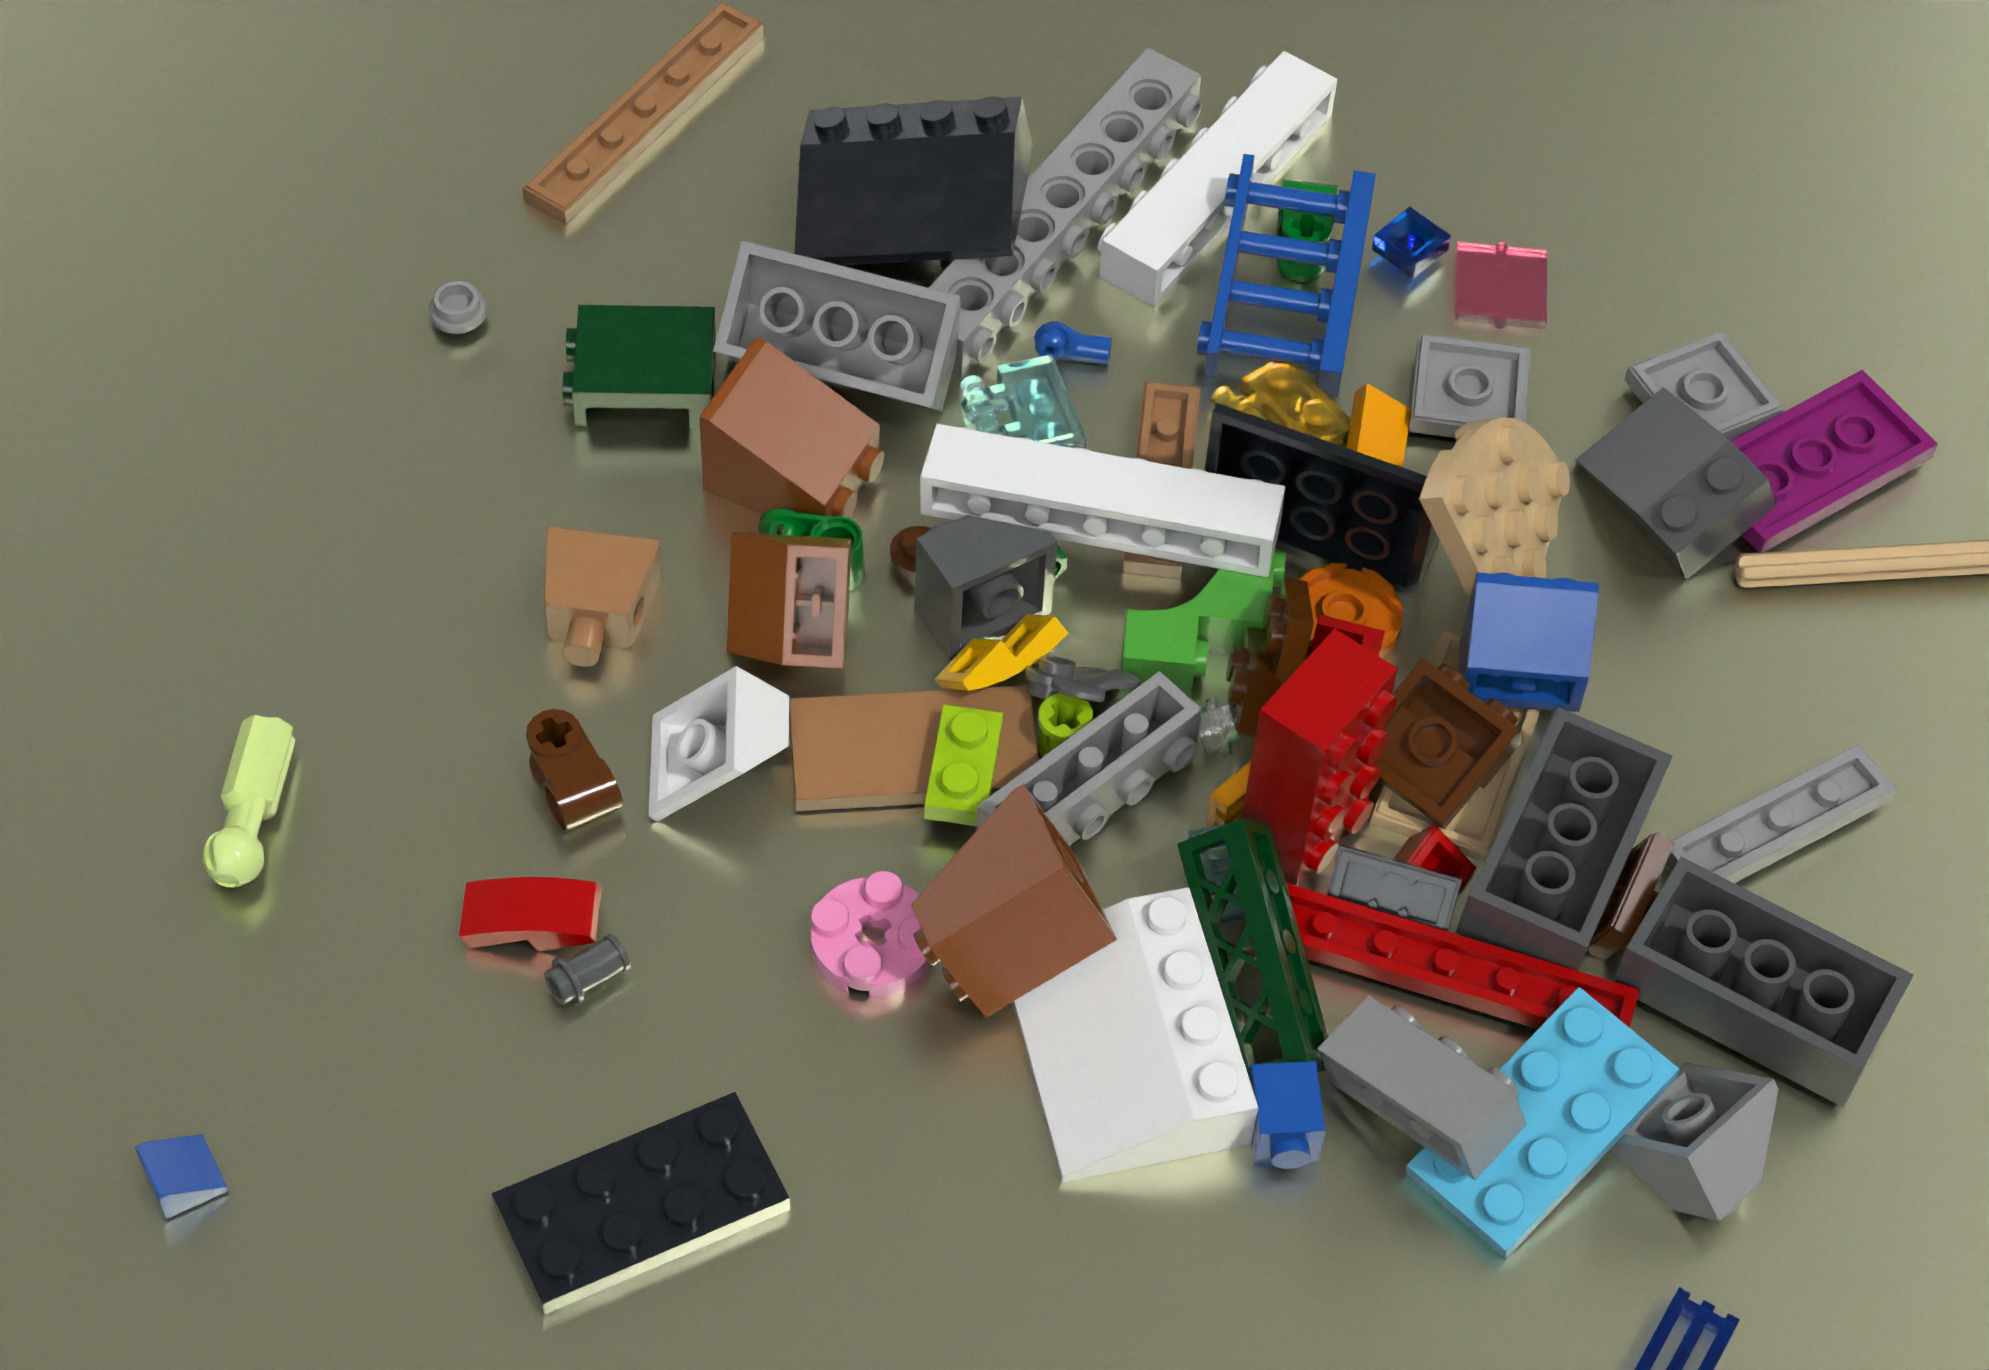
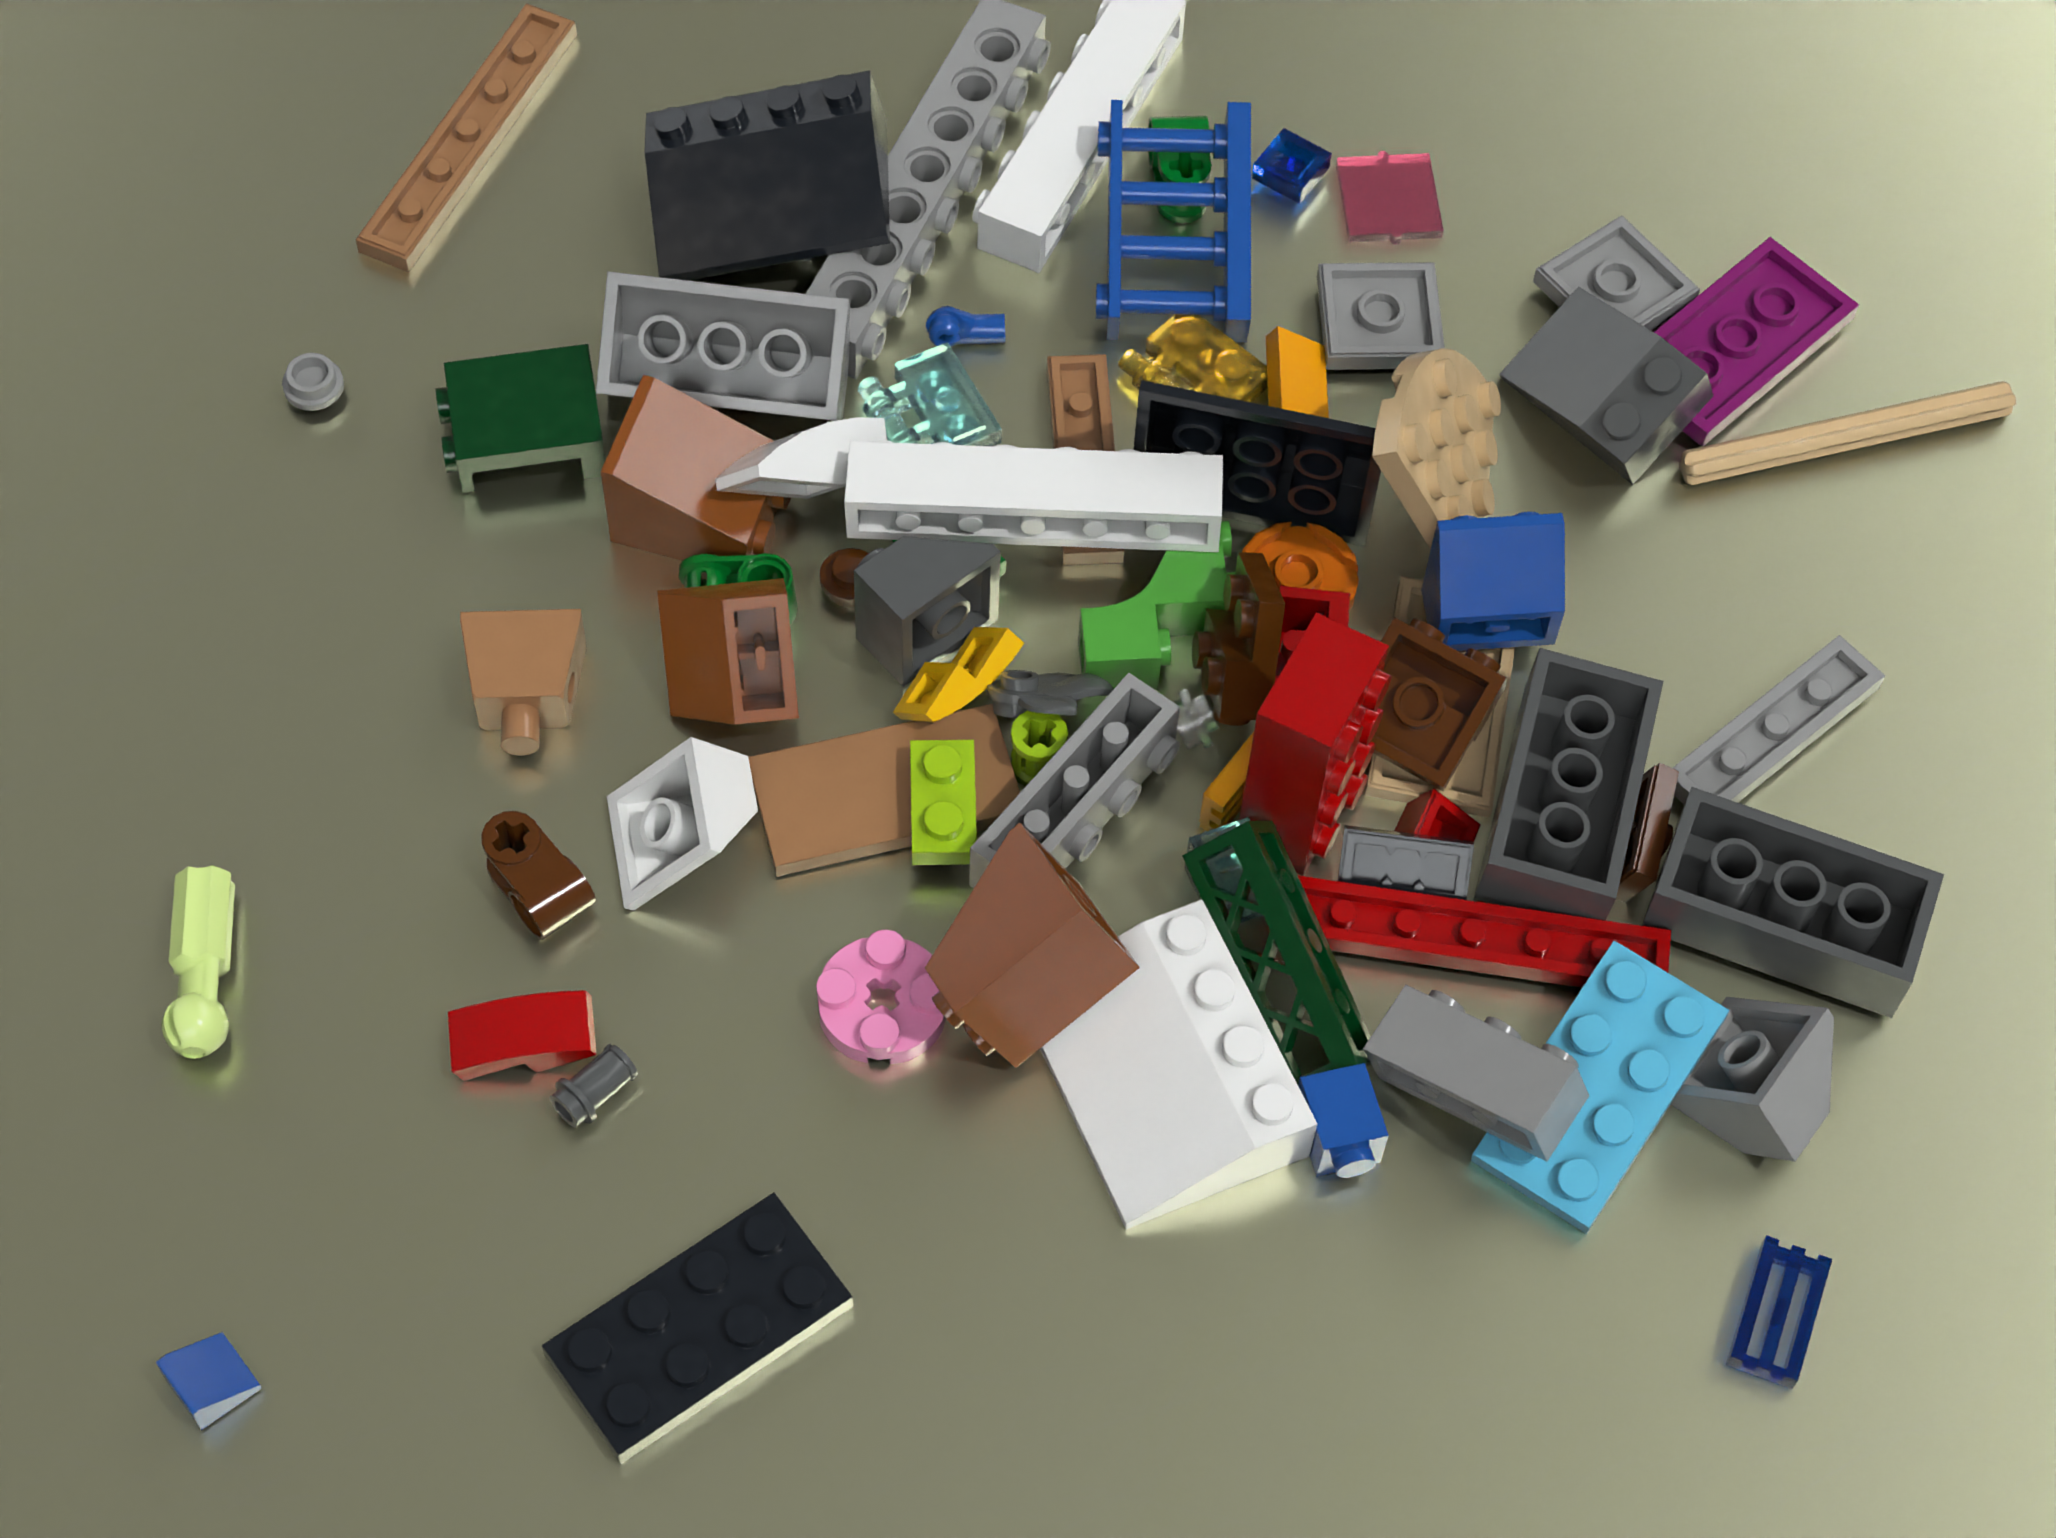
camera: 10 degrees left, 5 degrees up
(890, 439) = (802, 462): none -> white slope

